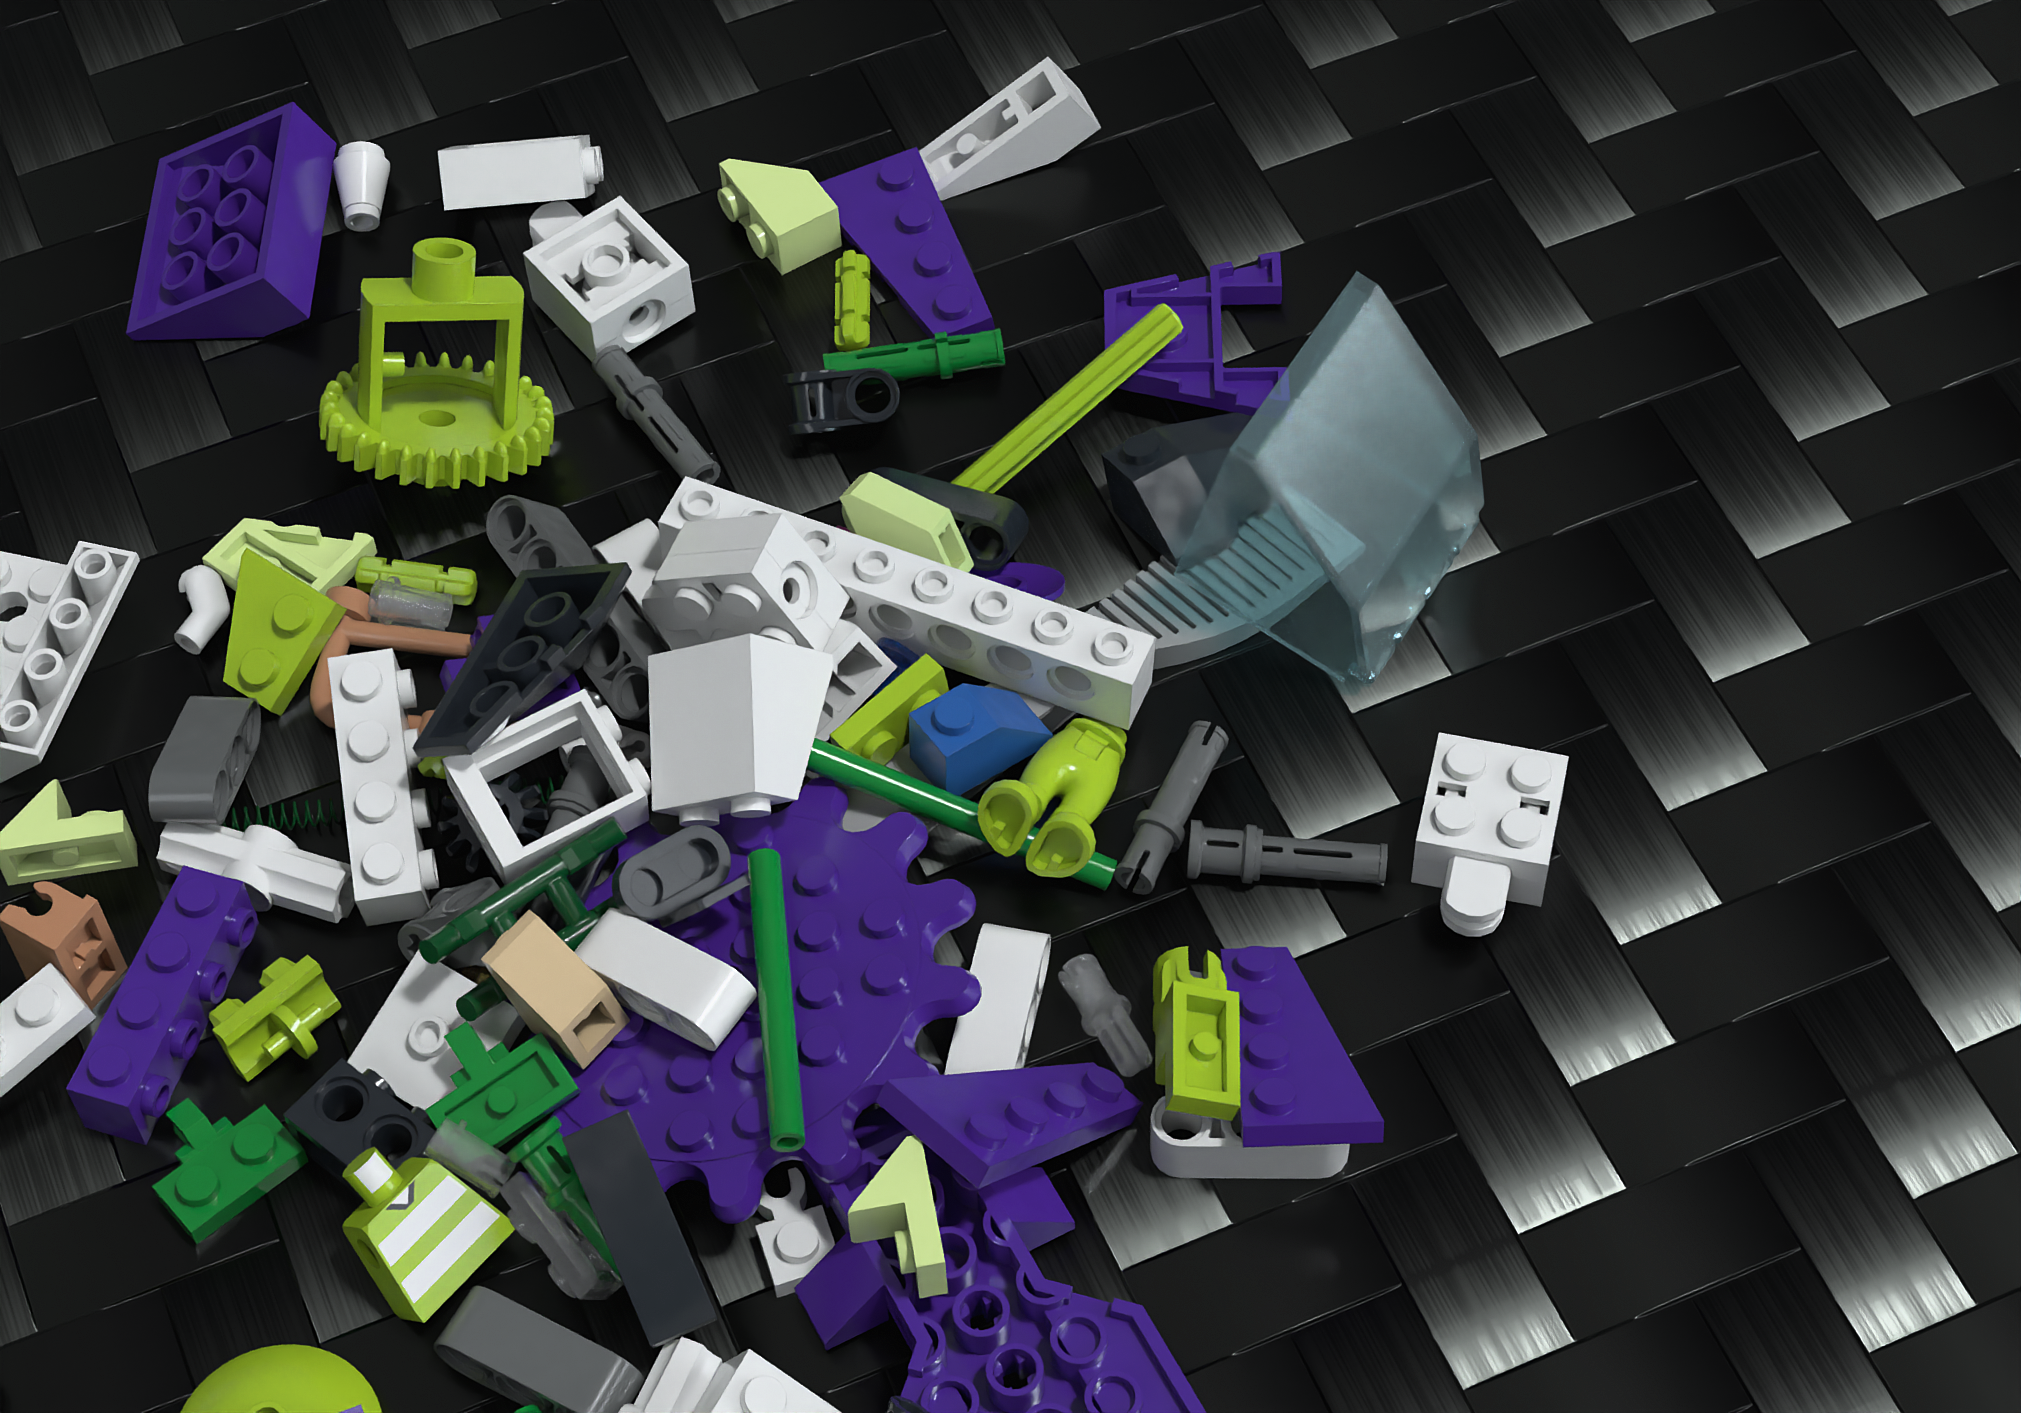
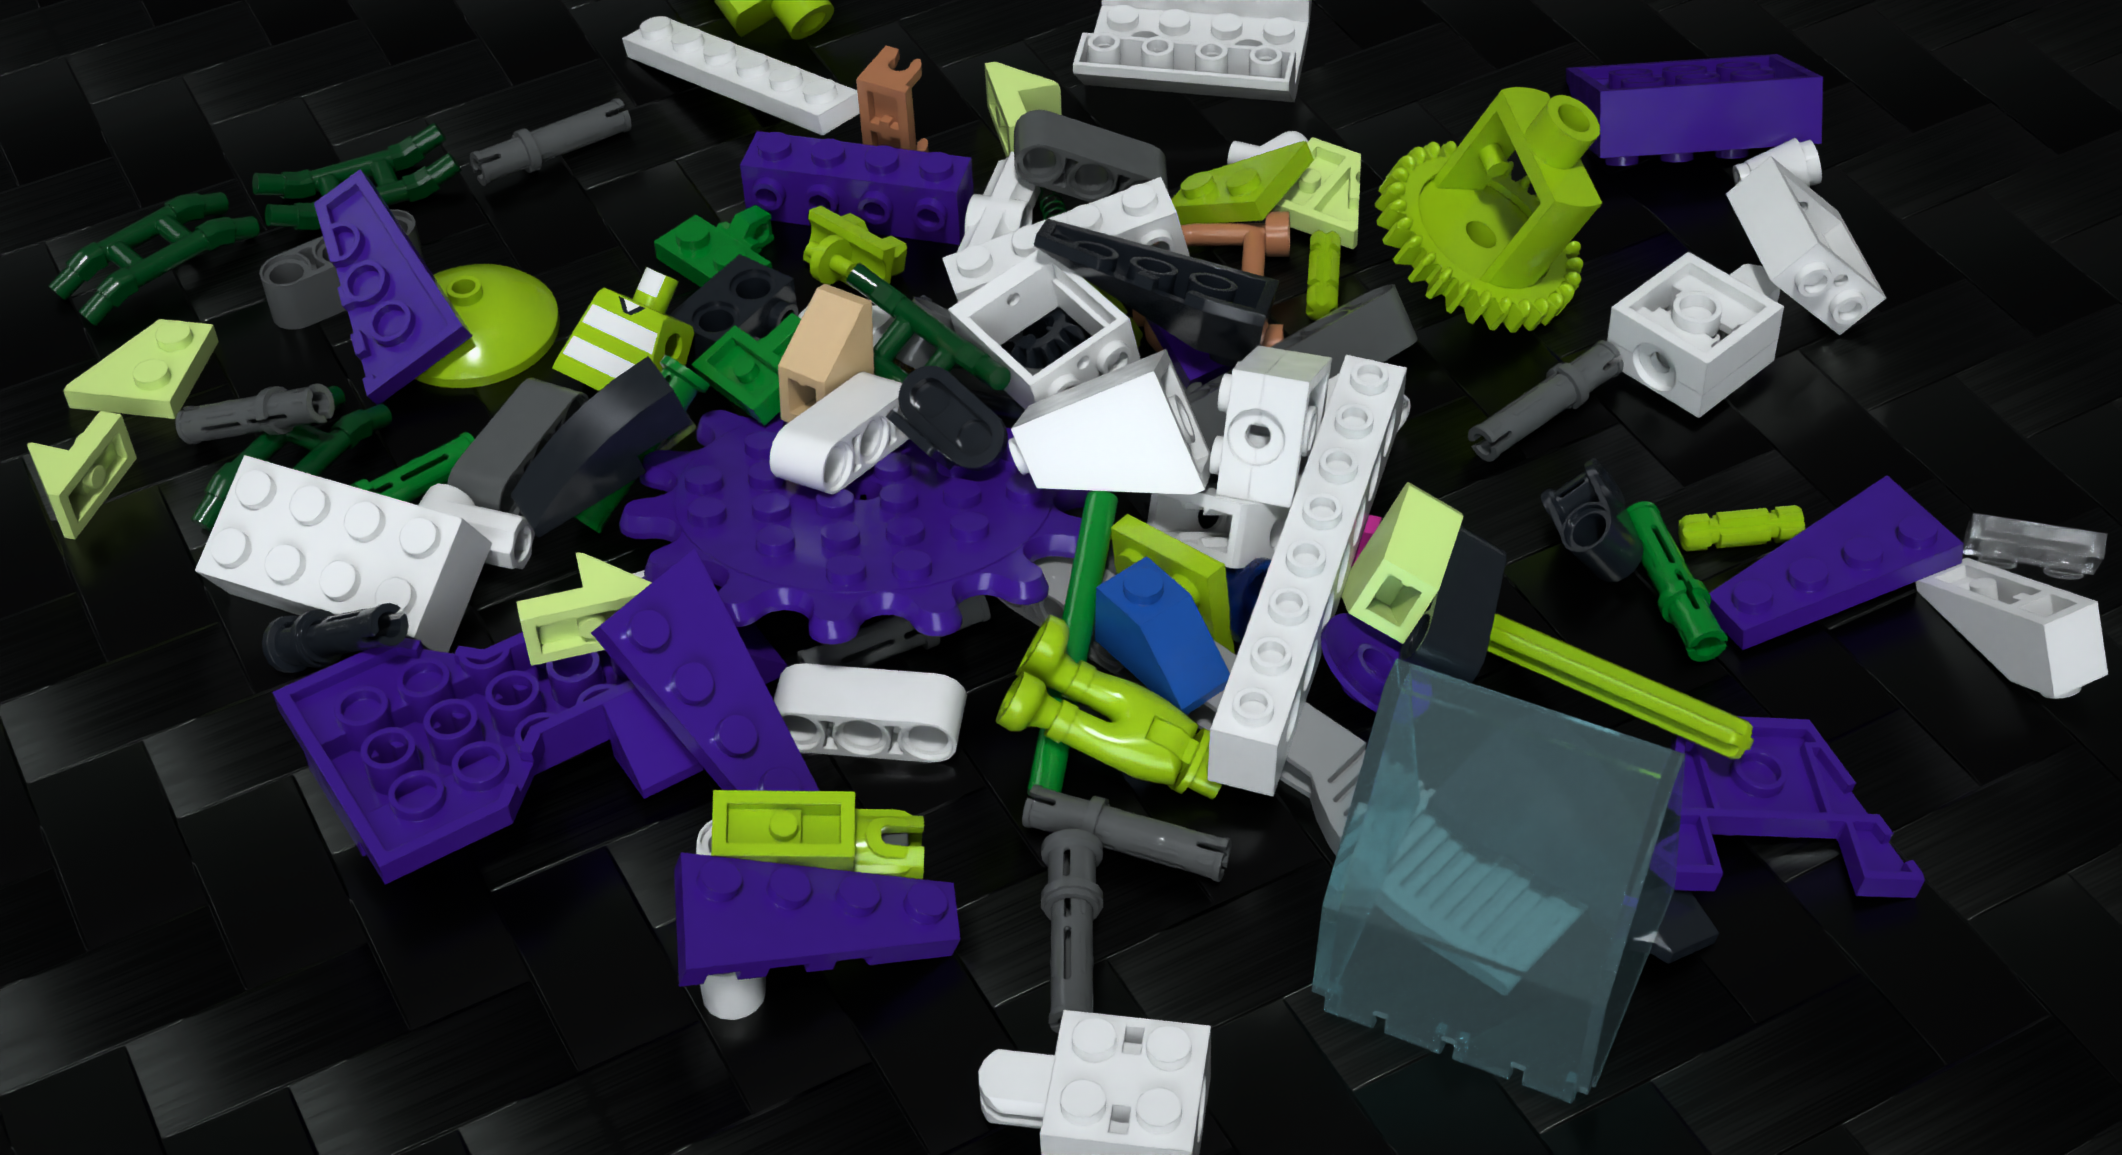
camera: 85 degrees right, 10 degrees down
(409, 605) = (1282, 262): clear pin -> none
(469, 1157) = (693, 342): clear pin -> none
(775, 1001) = (819, 498): green piece -> none
(781, 210) = (1833, 453): yellowish green slope -> none
(928, 91) = (2060, 550): none -> clear plate
(1105, 1014) = (895, 785): clear axle -> none

